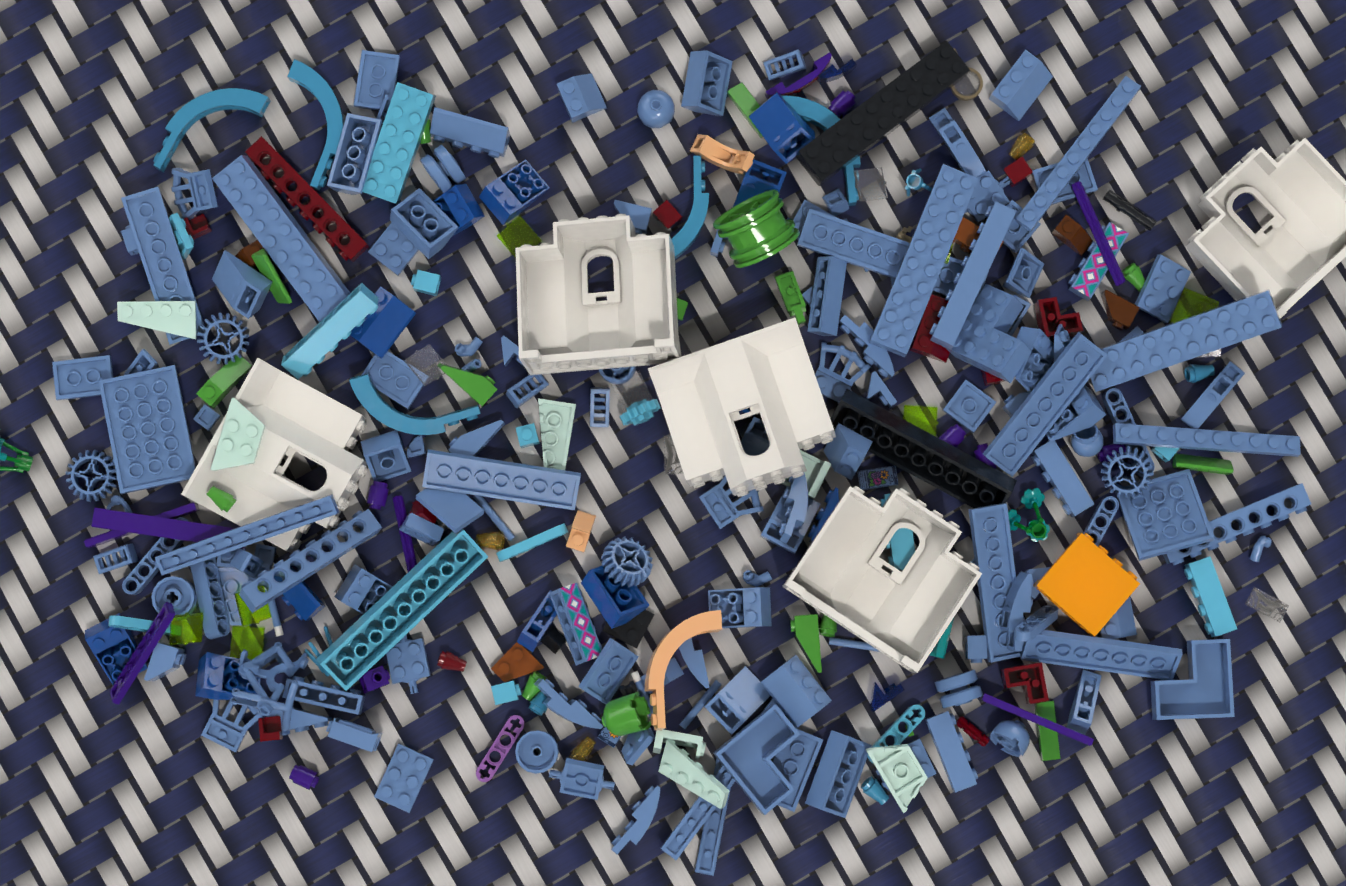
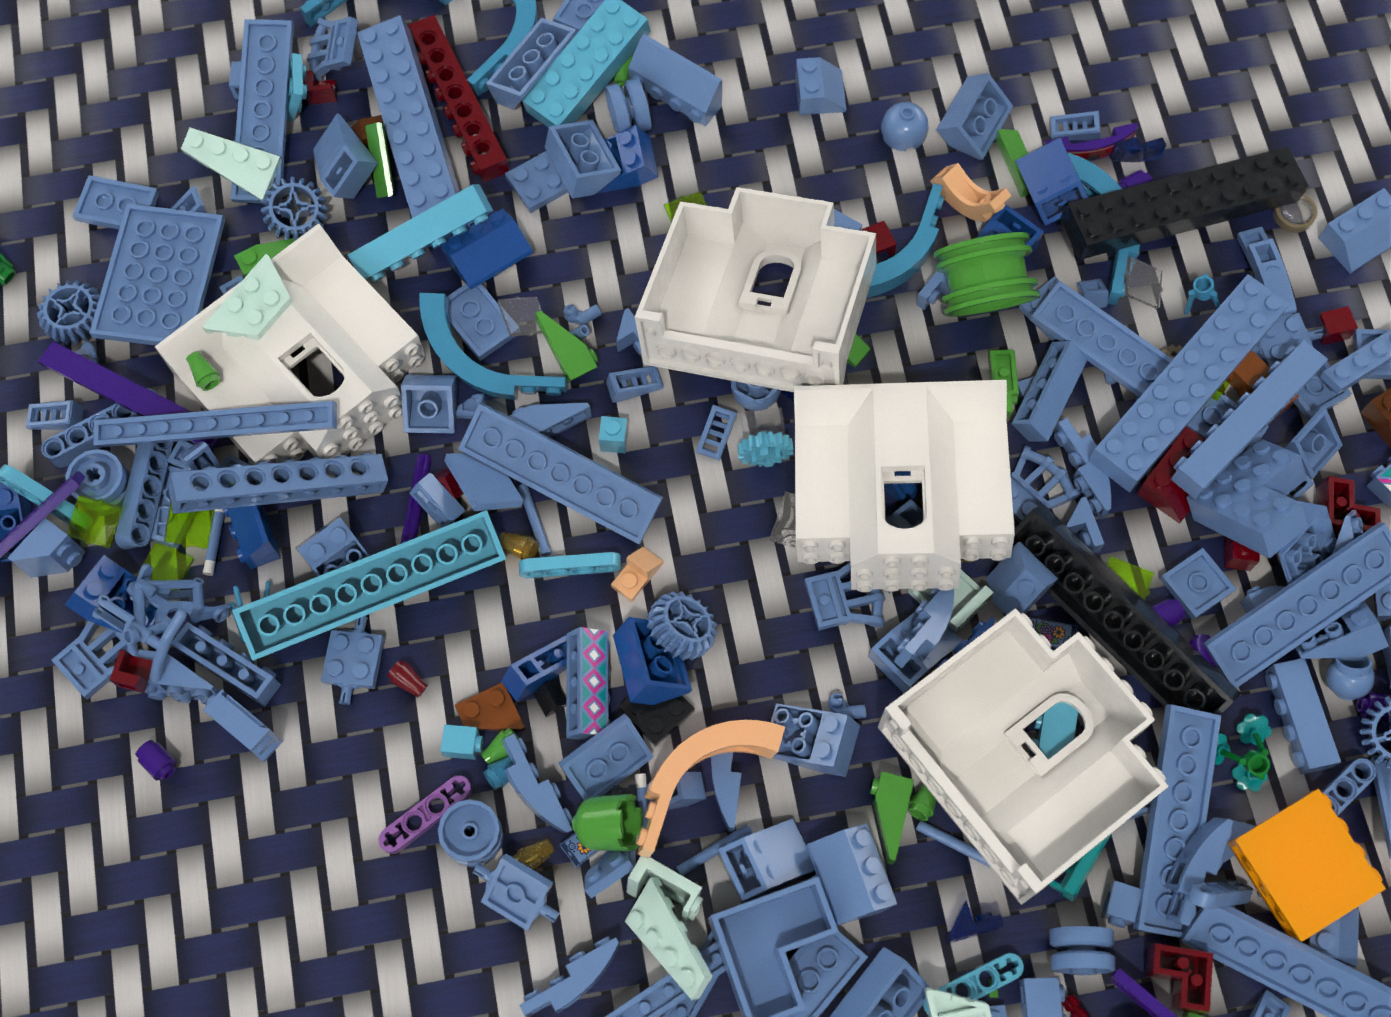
camera: 25 degrees right, 15 degrees down
(113, 535) = (64, 387): dark purple tile -> none
(374, 679) = (299, 665): dark purple brick -> none
(377, 495) = (400, 444): dark purple brick -> none
(404, 778) = (284, 809): medium blue plate -> none
(426, 282) = (560, 226): medium azure brick -> none
(513, 191) = (701, 162): blue slope -> none
(556, 431) = (652, 440): light aqua wing -> none
(1021, 146) = (1351, 296): clear yellow cone -> none

